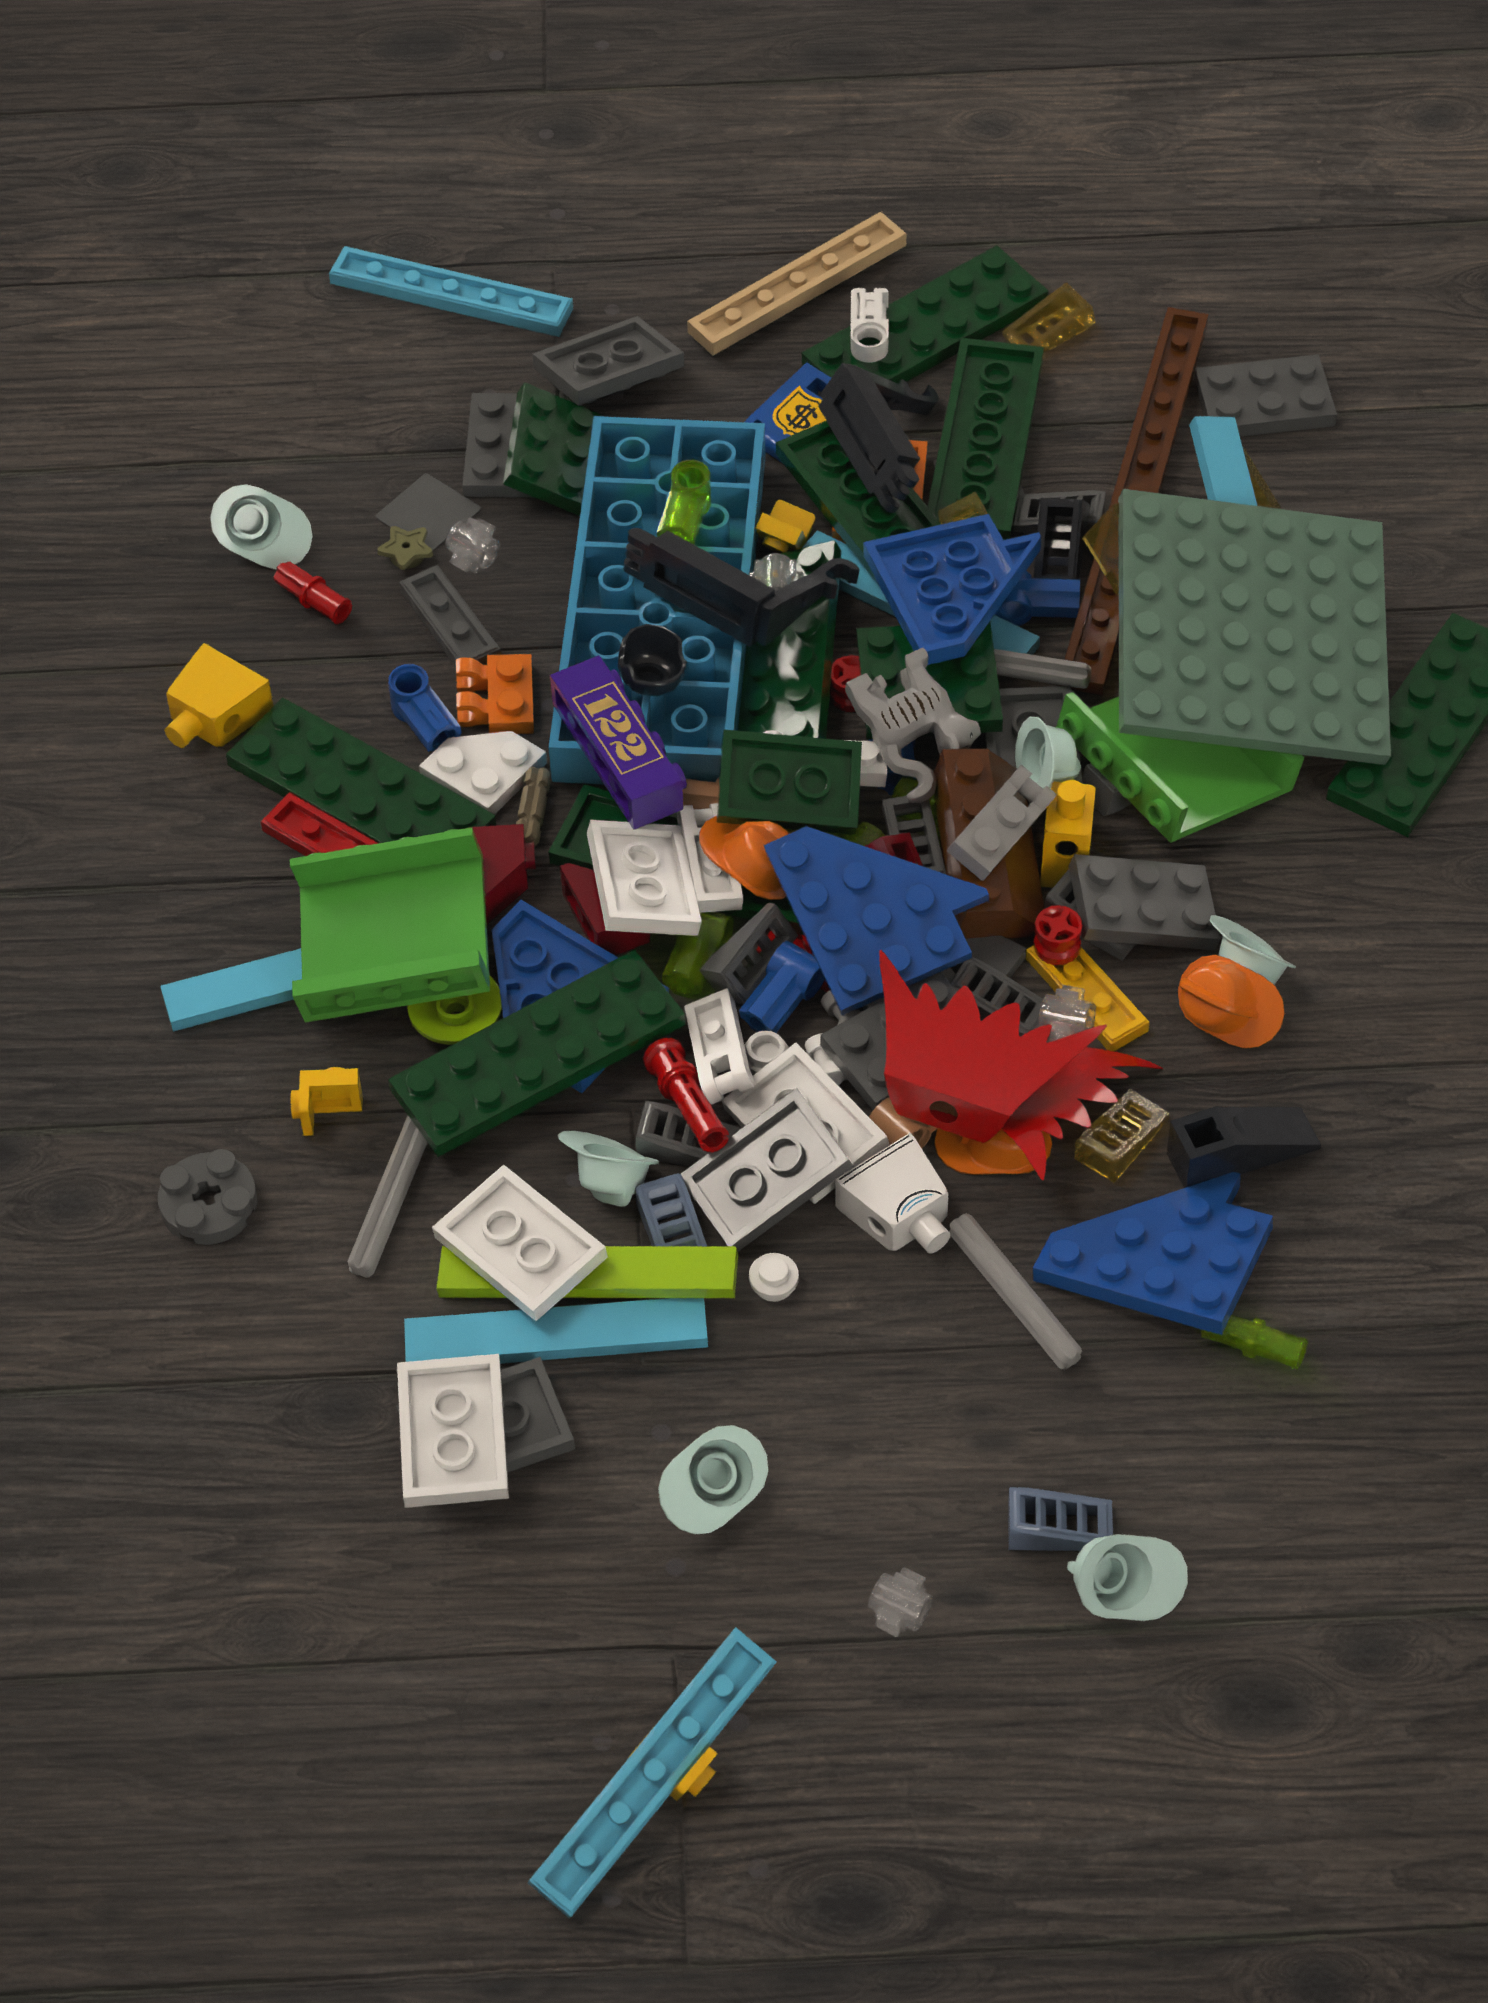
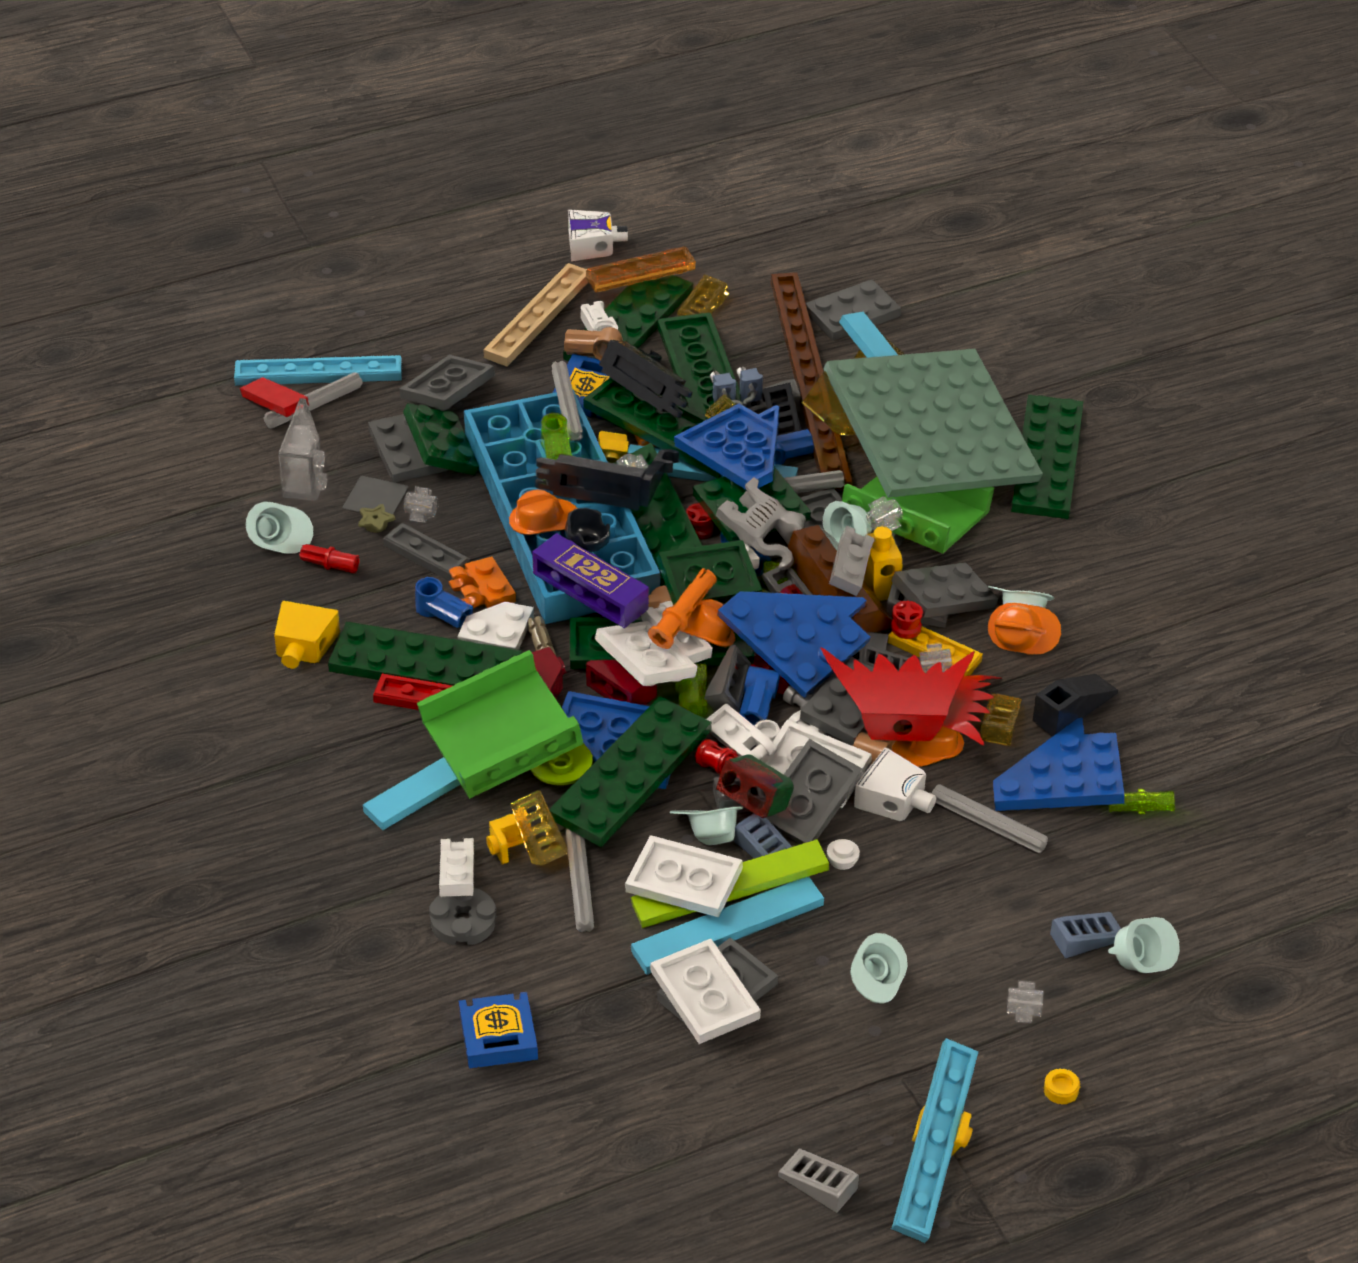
camera: 25 degrees left, 10 degrees down
(163, 1374) = (498, 1020): none -> blue container
(228, 1125) = (457, 868): none -> white plate
(343, 423) = (302, 457): none -> clear slope
(362, 319) = (272, 396): none -> red tile
(368, 1142) = (553, 837): none -> clear yellow slope
(417, 337) = (319, 397): none -> light grey axle
(491, 1799) = (822, 1192): none -> light grey slope
(606, 610) = (539, 513): none -> orange piece
(688, 1146) = (775, 785): none -> clear red piece
(702, 837) = (676, 617): none -> orange pin
(740, 442) = (567, 400): none -> light grey axle
(830, 350) = (589, 342): none -> medium nougat piece
(889, 1750) = (1061, 1086): none -> yellow tile
(941, 173) = (593, 234): none -> white torso
(973, 250) = (640, 269): none -> clear orange plate
(1027, 484) = (750, 385): none -> sand blue piece
(1095, 761) = (884, 514): none -> clear gear

